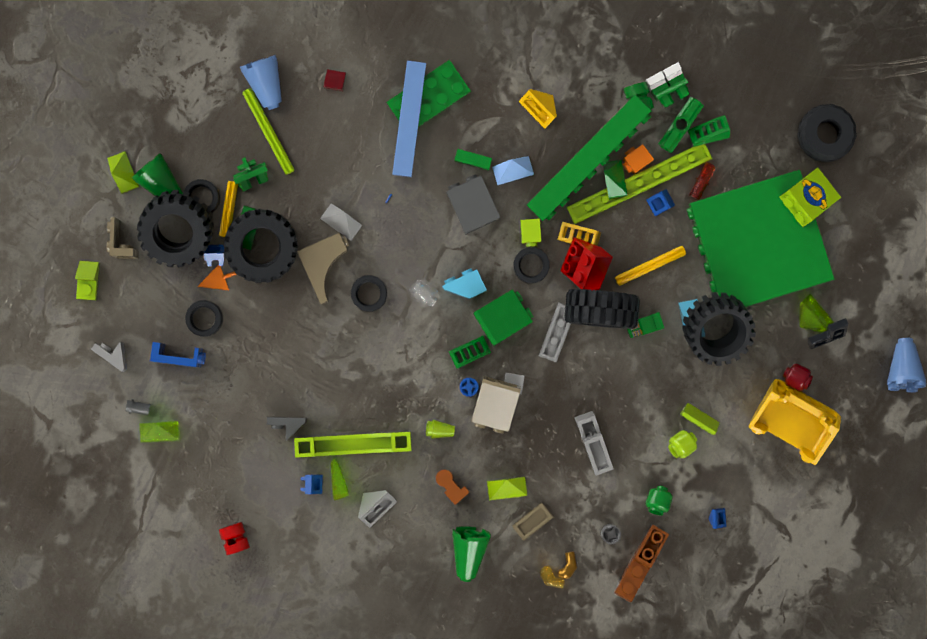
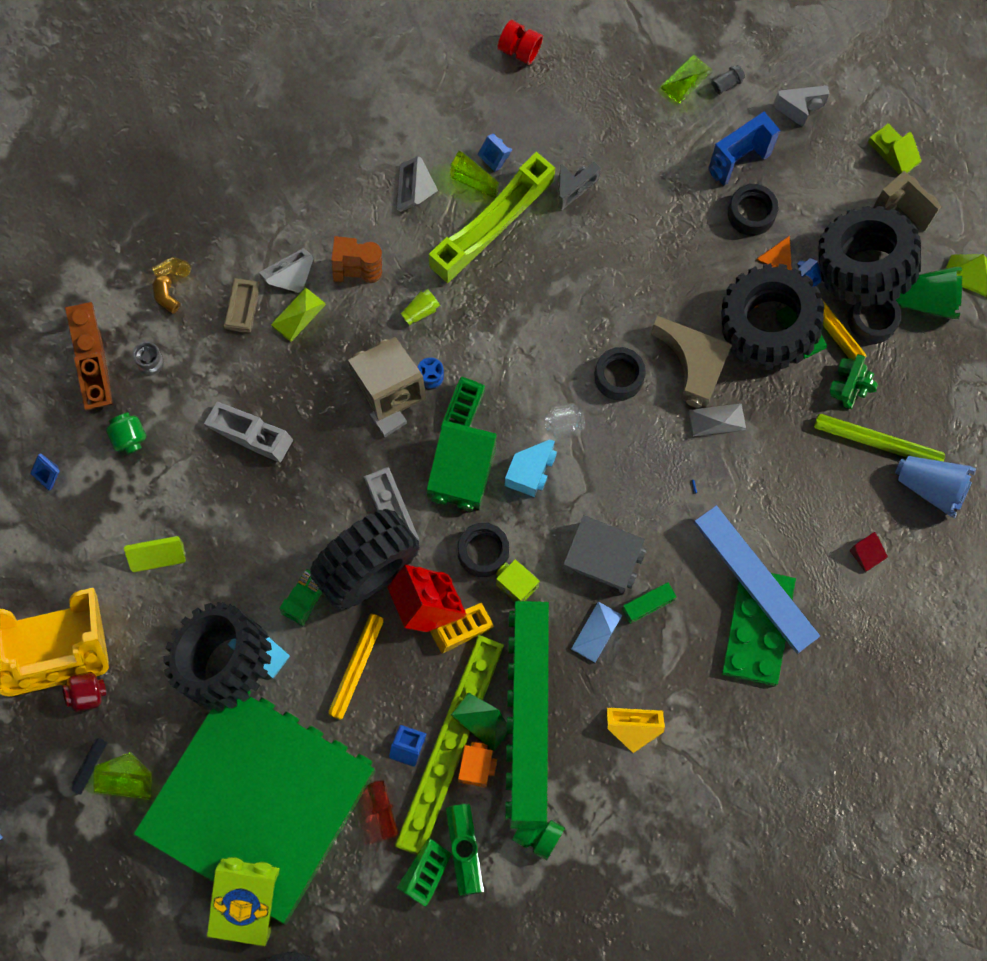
camera: 135 degrees right, 15 degrees down
(469, 550) = (282, 221): green cone -> none
(490, 517) = (290, 272): none -> light grey slope
(666, 83) = (522, 869): green hips -> none
(682, 444) = (151, 511): lime head -> none

